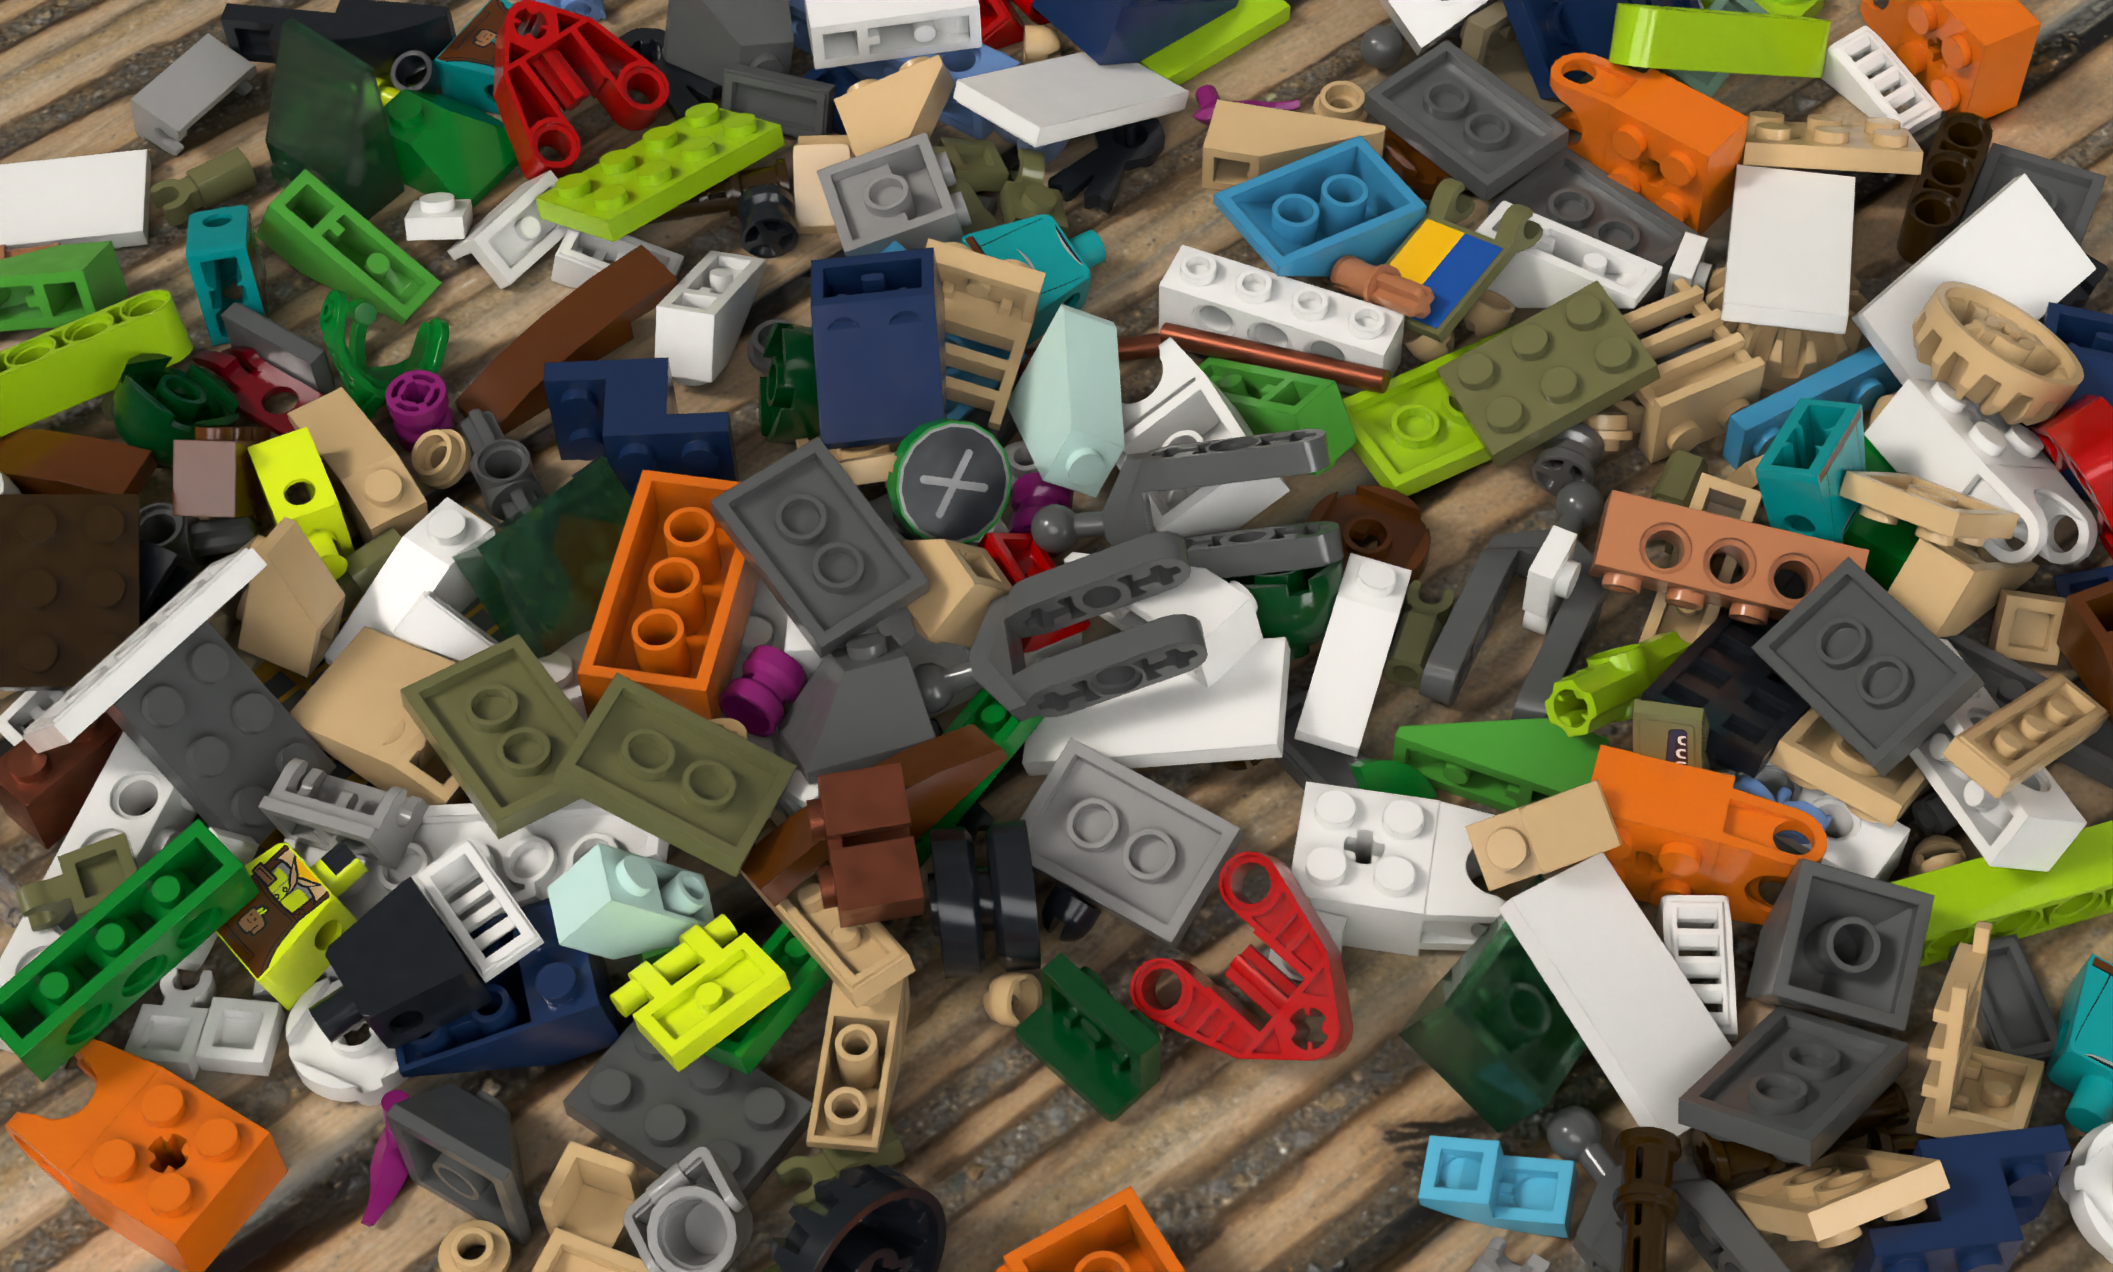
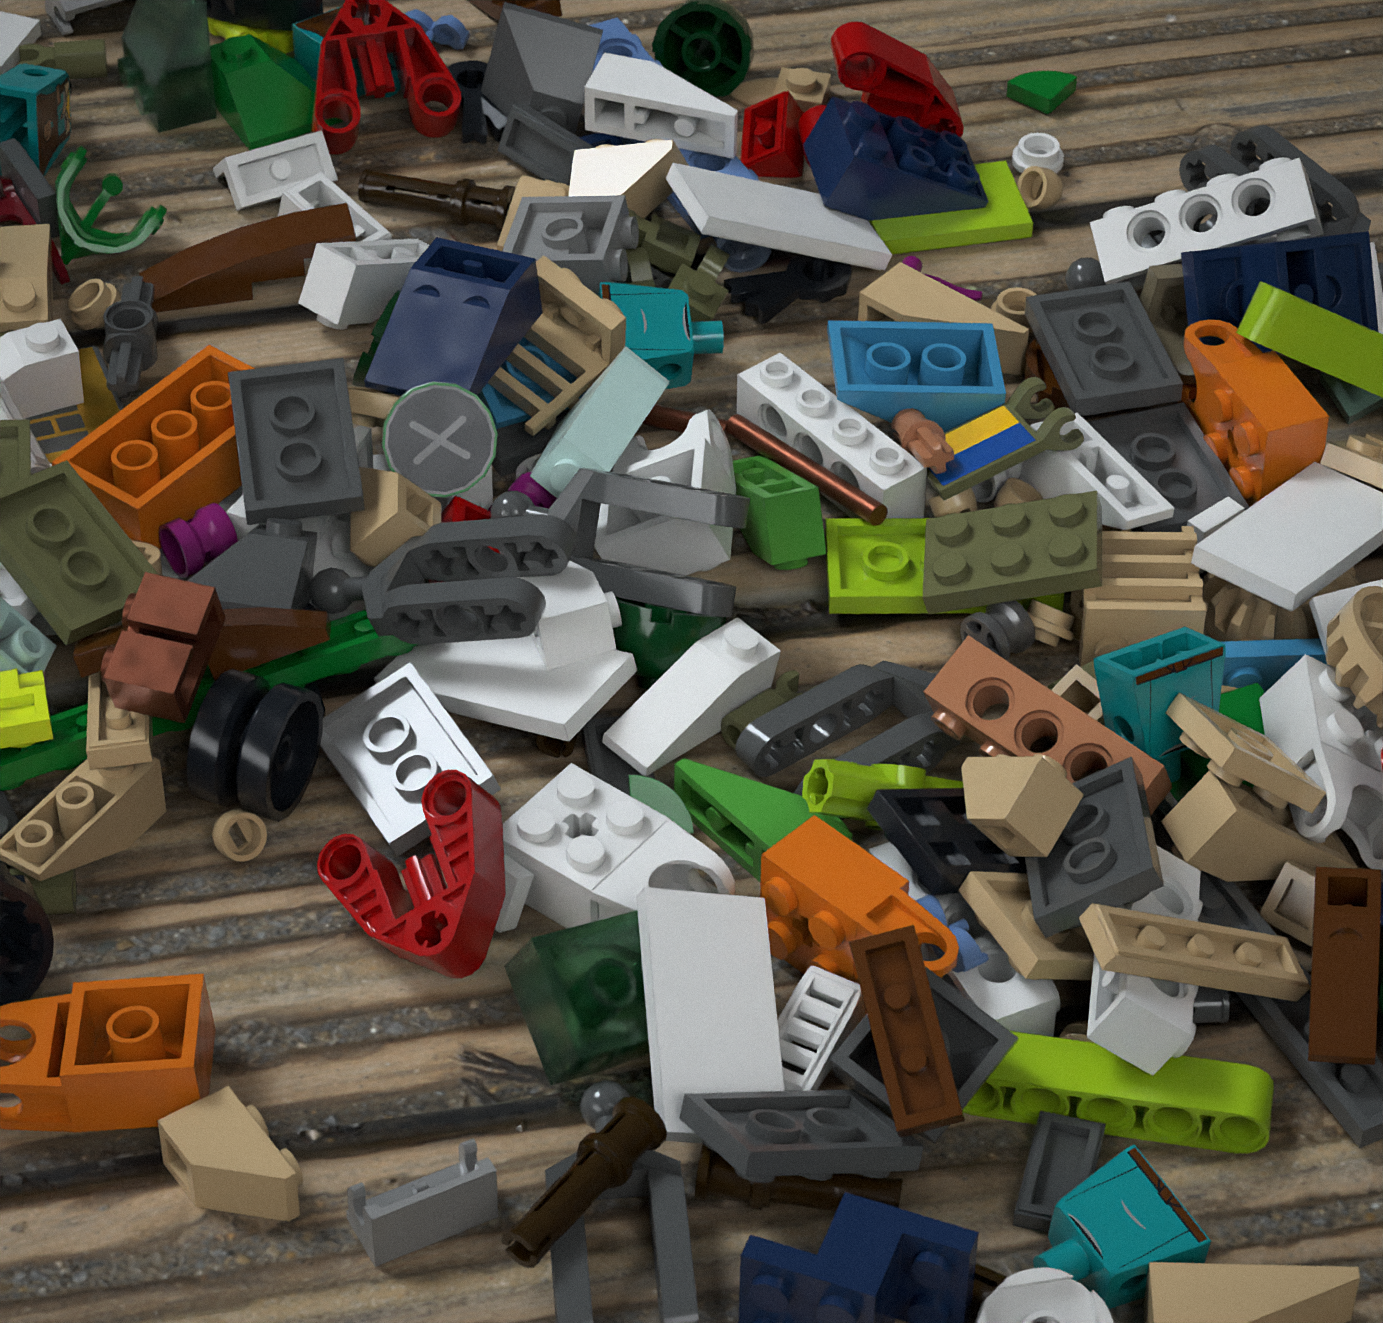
camera: 25 degrees right, 10 degrees down
(343, 249) = (129, 134): bright green slope -> none
(417, 69) = (273, 29): black hinge -> none
(418, 405) = (103, 257): magenta wheel -> none
(438, 217) = (218, 139): white plate -> none
(551, 559) = (96, 377): clear green slope -> none
(633, 420) = (242, 310): dark blue bracket -> none
(659, 171) = (408, 162): lime plate -> none
(767, 221) = (473, 222): black wheel -> none
(1040, 44) = (795, 175): tan hinge -> none
(1072, 910) = (328, 795): black hinge -> none
(1092, 1039) = (269, 884): dark green bracket -> none
(1383, 514) = (805, 614): reddish brown plate -> none
(1496, 1189) = (513, 1120): medium azure slope -> none
(1544, 835) = (721, 858): tan slope -> none
(1550, 580) = (895, 694): white plate -> none
(1670, 732) = (872, 823): olive slope -> none
(1776, 649) = (1019, 801): none -> tan slope
(1840, 1194) = (731, 1213): tan plate -> none
(1845, 939) = (906, 1031): none -> reddish brown plate
(1966, 1084) = (964, 1185): tan plate -> none

